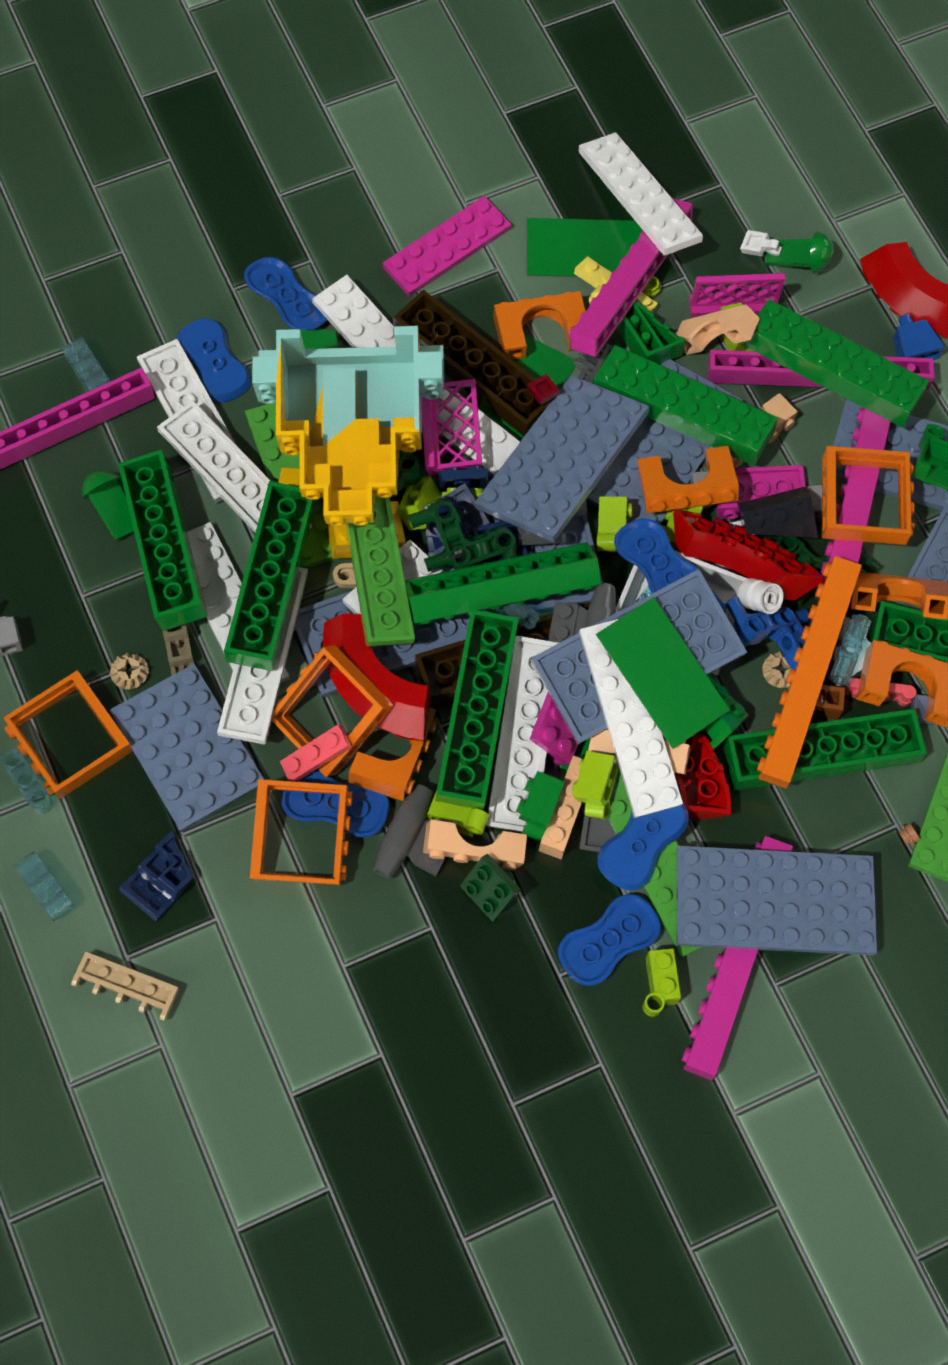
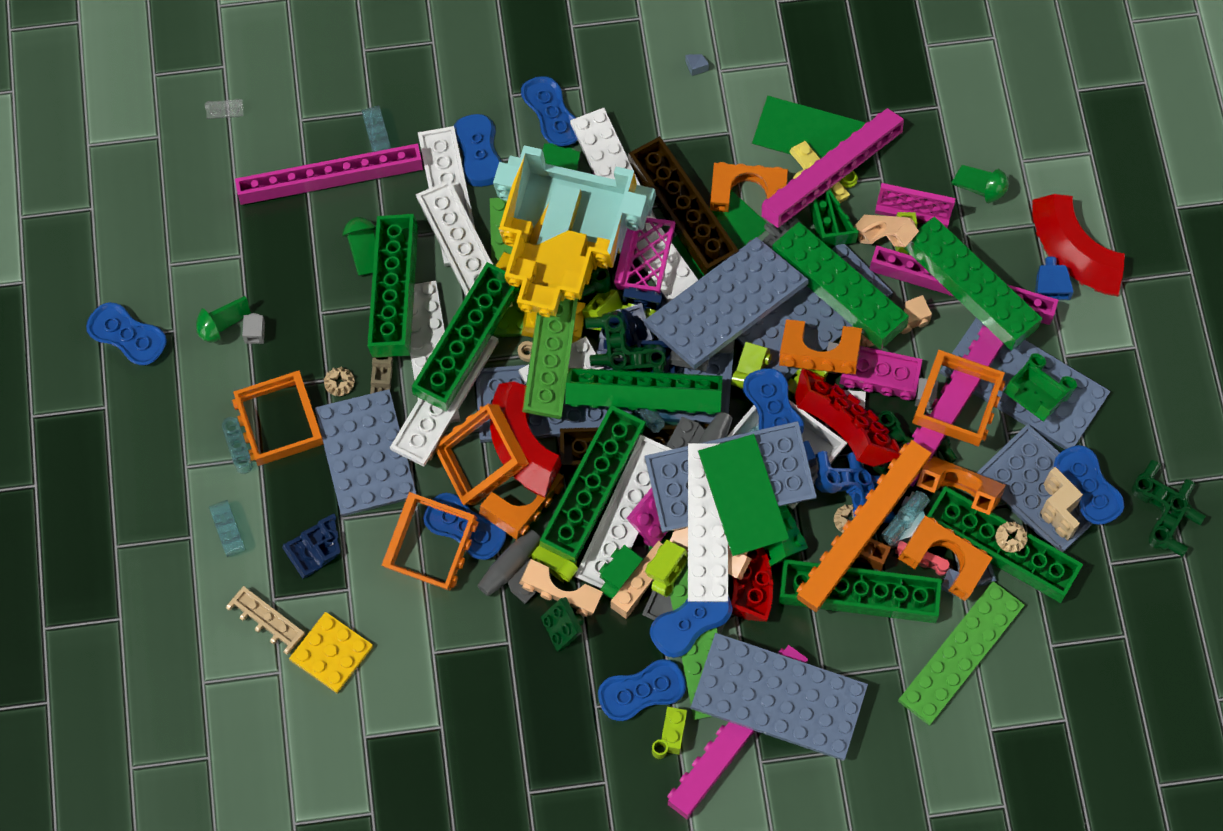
camera: 20 degrees right, 0 degrees up
(218, 1002) = (331, 652): none -> yellow plate
(316, 753) = (459, 484): coral plate -> none
(436, 202) = (696, 64): none -> sand blue slope
(446, 246) = (693, 102): dark pink plate -> none
(543, 389) = (728, 243): dark red plate -> none
(640, 194) = (863, 100): white plate -> none
(757, 242) = (949, 164): white plate -> none
(760, 595) = (844, 455): white wheel -> none
(780, 514) = (886, 395): black wedge -> none
(909, 834) = (906, 676): nougat plate -> none

